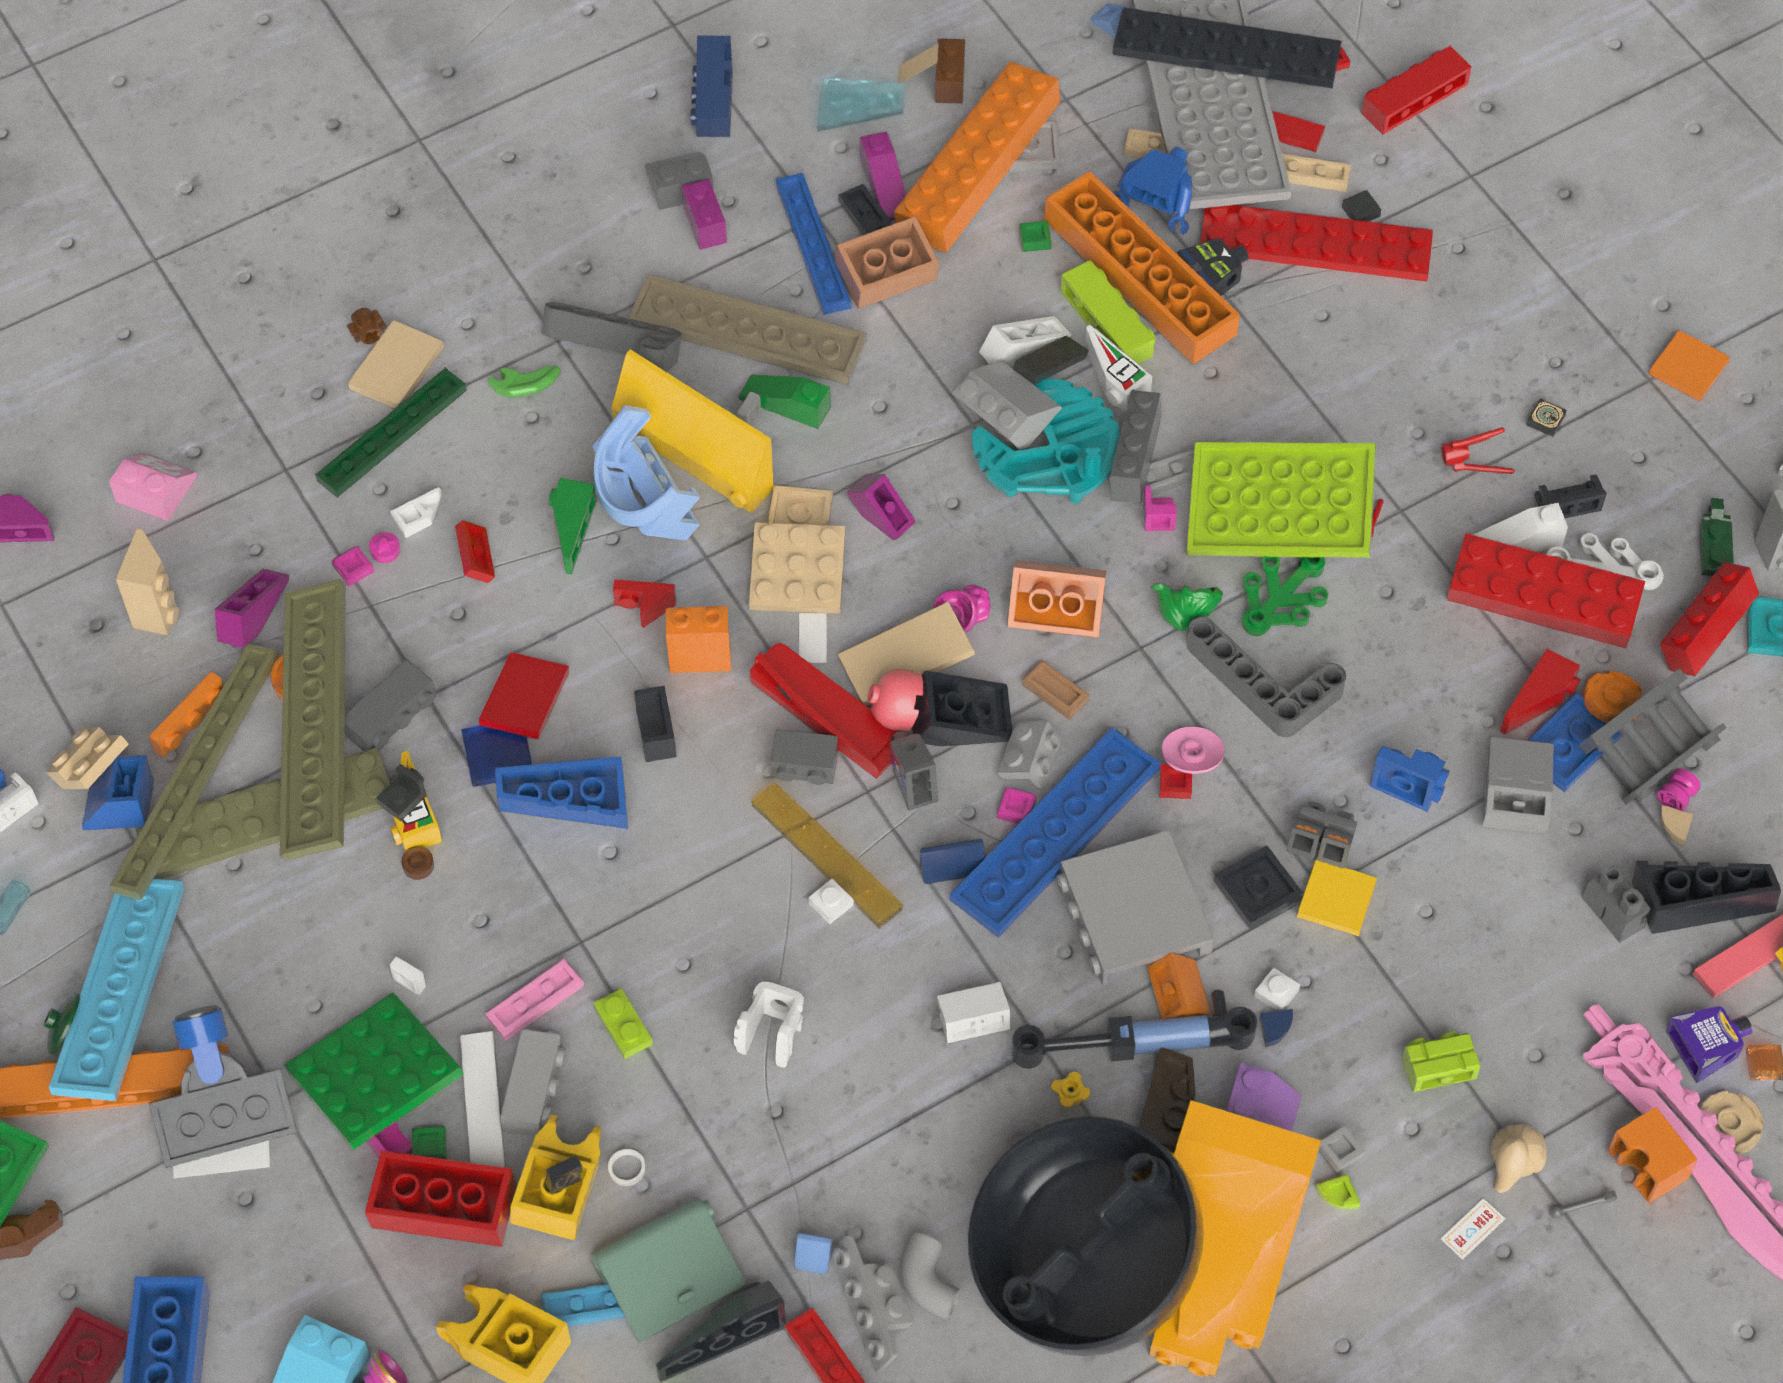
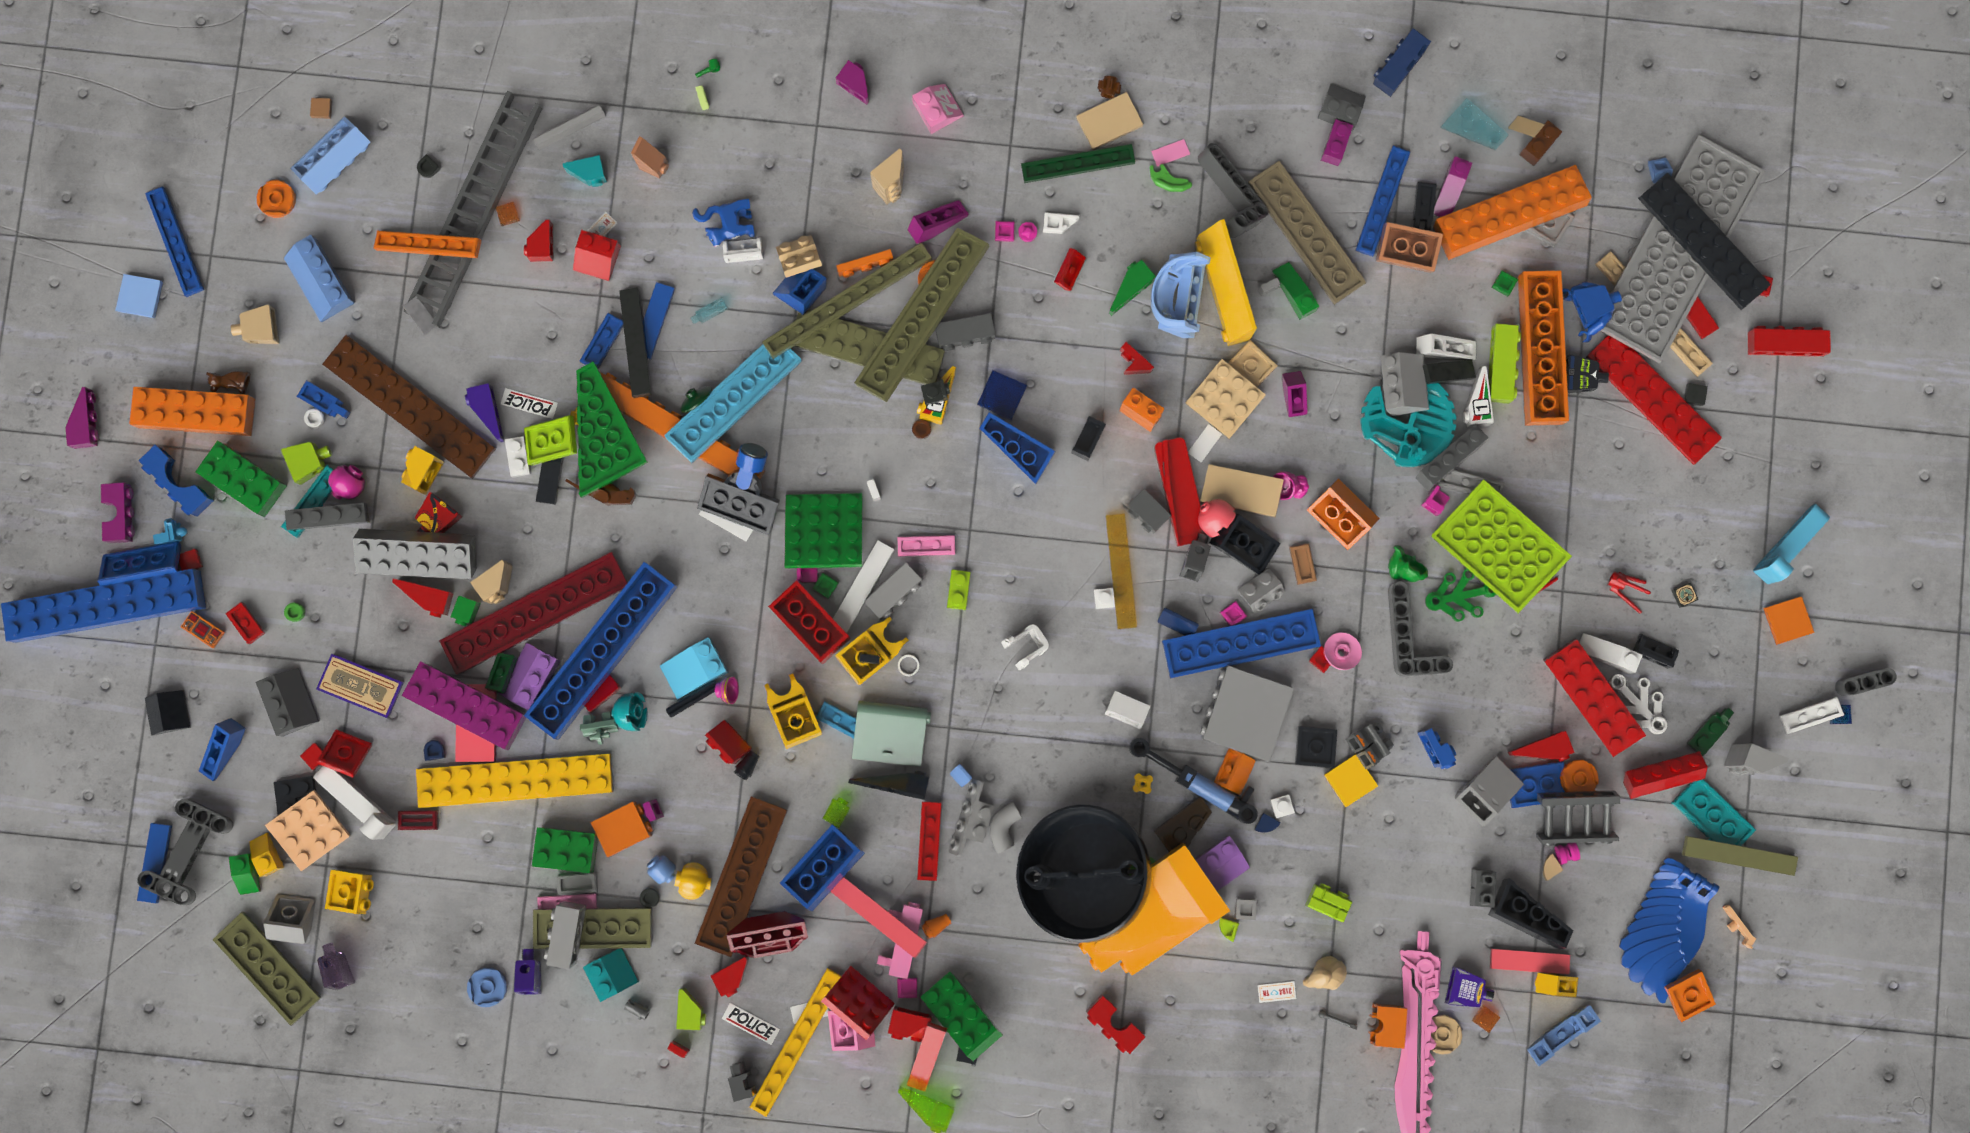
camera: 35 degrees right, 25 degrees up
(503, 353) = (1170, 152): none -> bright pink sticker
(524, 695) = (1036, 373): red tile -> none
(1618, 295) = (1775, 564): none -> medium azure beam

